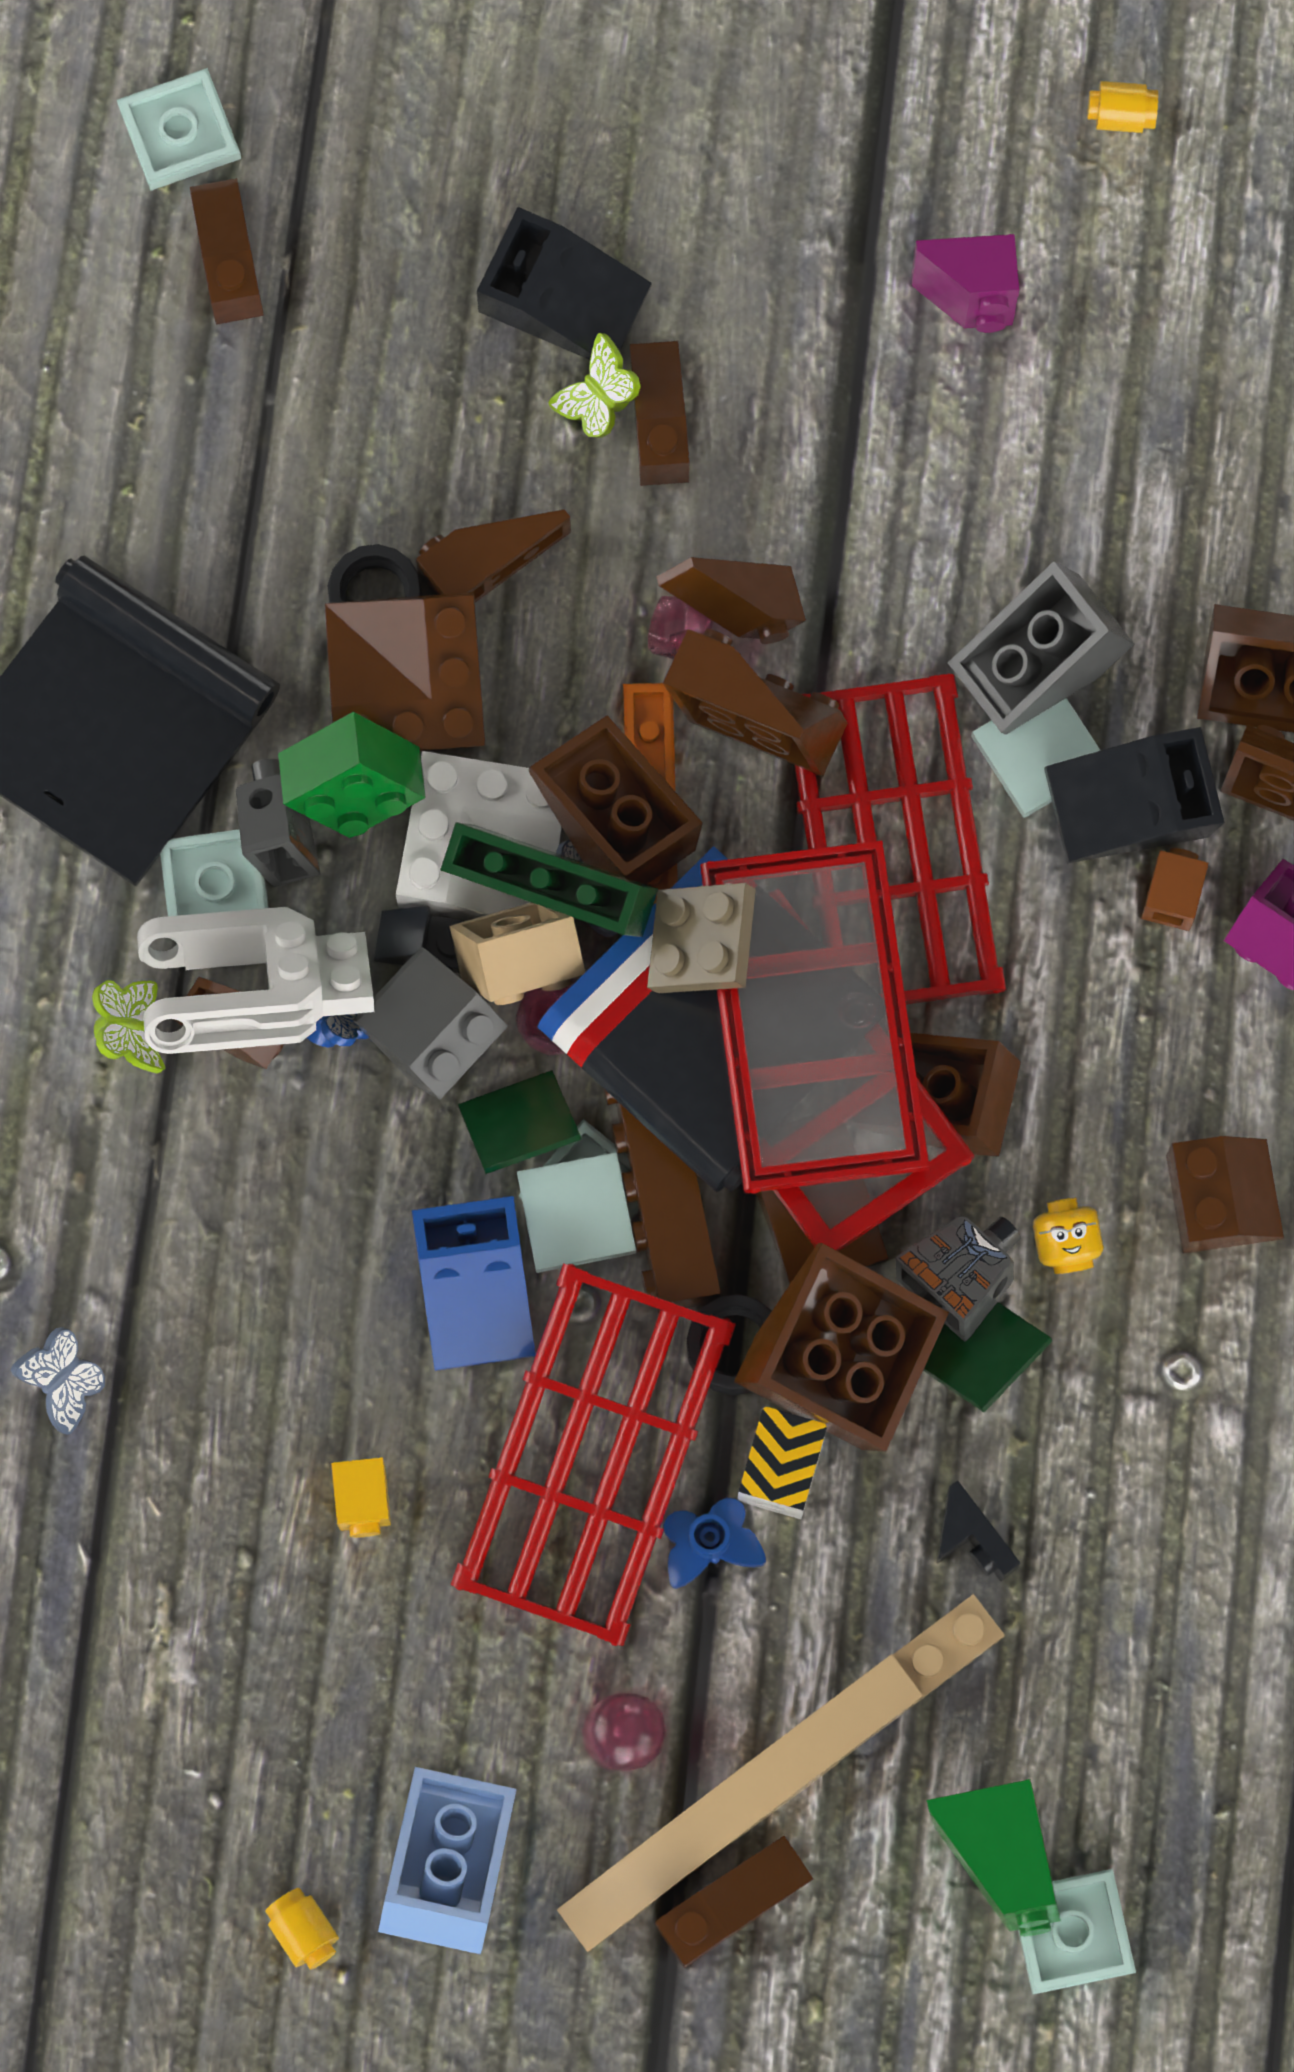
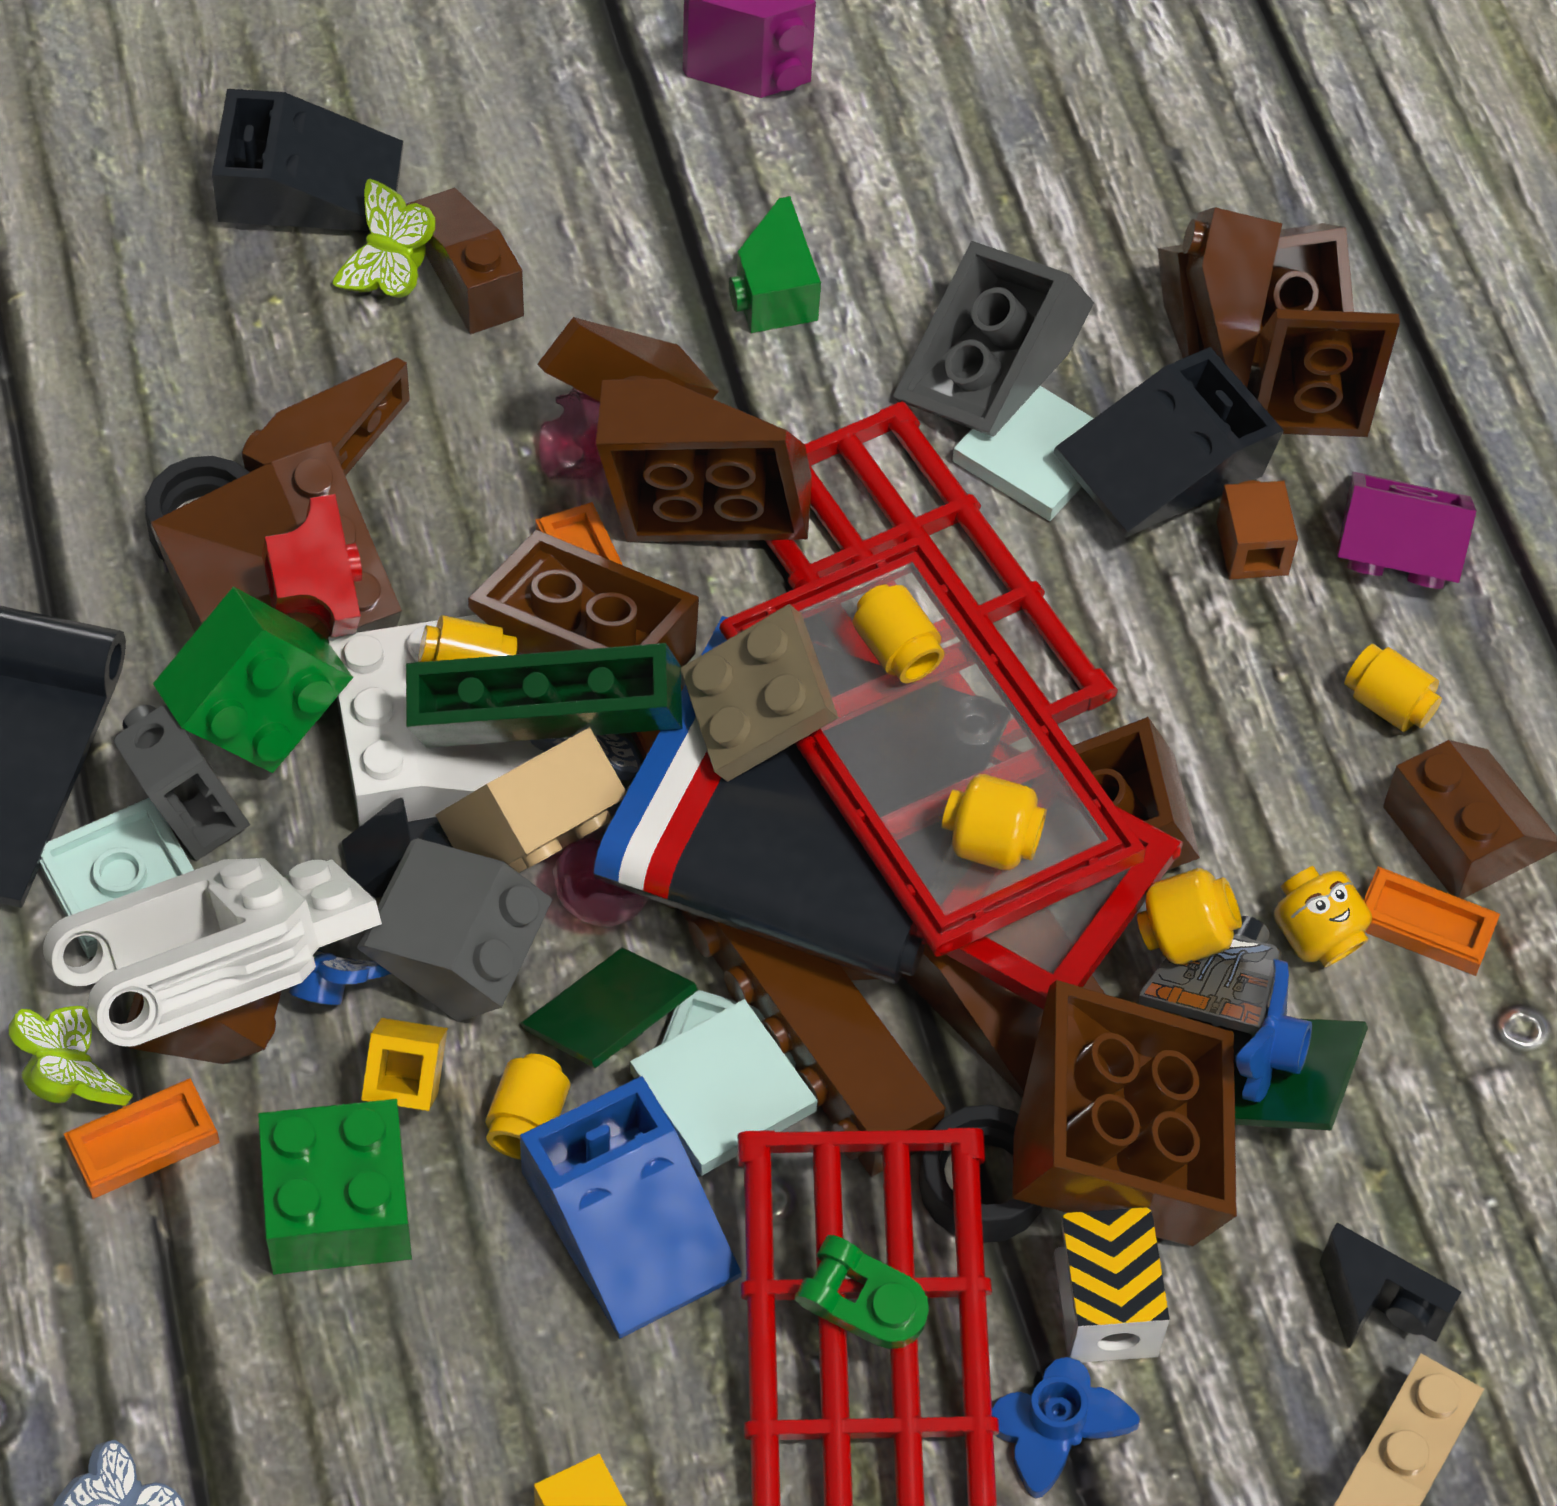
camera: 25 degrees left, 20 degrees down
(162, 1099) = (141, 1138): none -> orange tile
(279, 1191) = (334, 1186): none -> green brick
(357, 1117) = (404, 1063): none -> yellow brick
(424, 705) = (315, 569): none -> red brick
(434, 1175) = (527, 1096): none -> yellow brick
(513, 812) = (463, 639): none -> yellow brick
(615, 1429) = (889, 1308): none -> green plate
(821, 928) = (898, 632): none -> yellow brick
(823, 1112) = (994, 822): none -> yellow head
(897, 518) = (776, 273): none -> green slope
(953, 1216) = (1190, 916): none -> yellow head
(976, 1336) = (1278, 1044): none -> blue animal
(1150, 1263) = (1429, 921): none -> orange tile
(1215, 1066) = (1393, 687): none -> yellow brick
(1246, 664) = (1230, 281): none -> reddish brown slope

